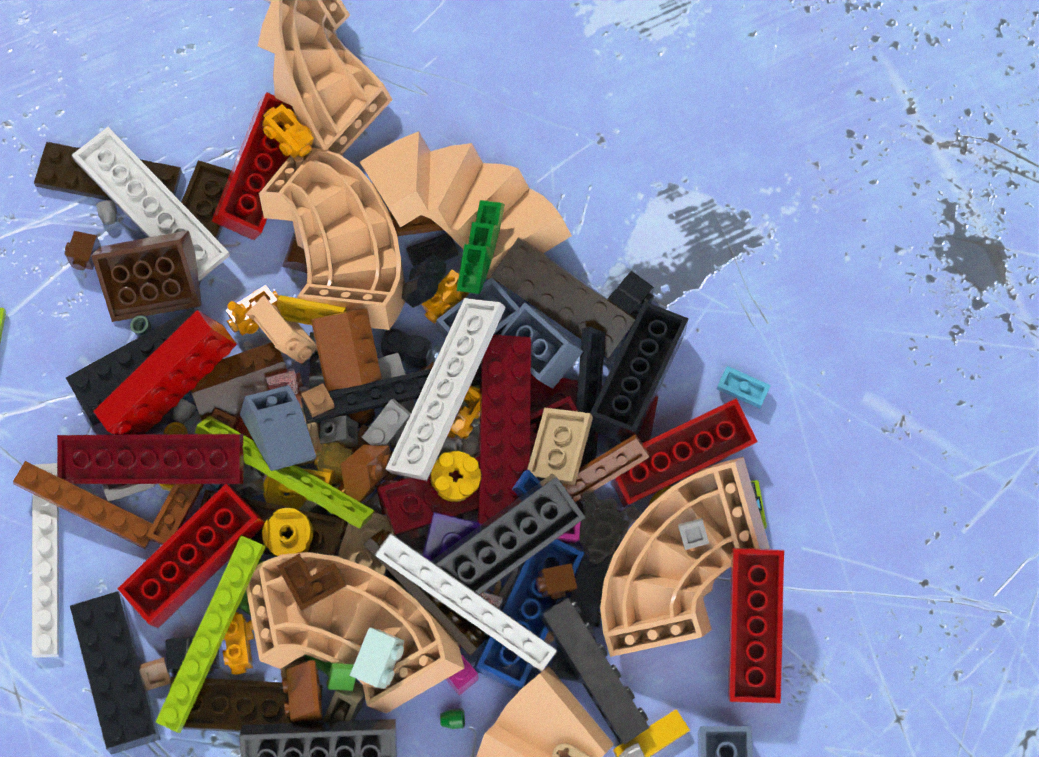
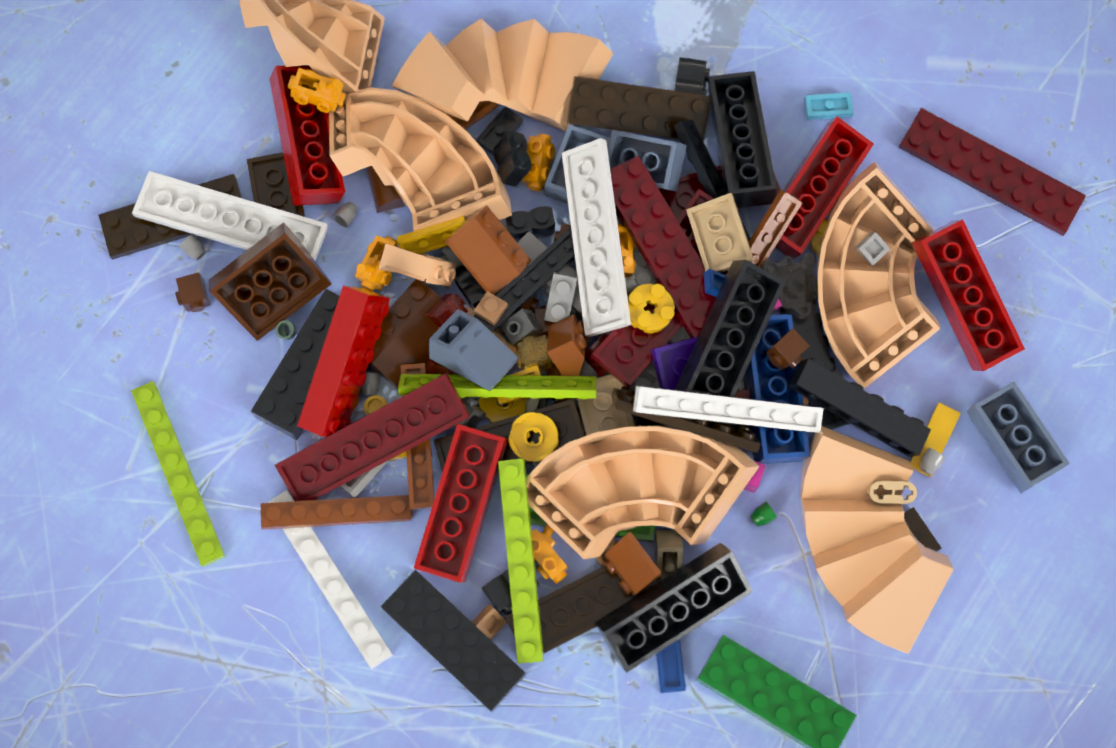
camera: 30 degrees left, 5 degrees up
(254, 253) = (345, 214): none -> light grey hose
(309, 588) = (588, 473): reddish brown plate -> none
(340, 678) = (657, 532): bright green tile -> none
(377, 658) = (682, 500): light aqua brick -> none
(481, 247) = (546, 102): green slope -> none
(861, 529) = (992, 171): none -> dark red plate

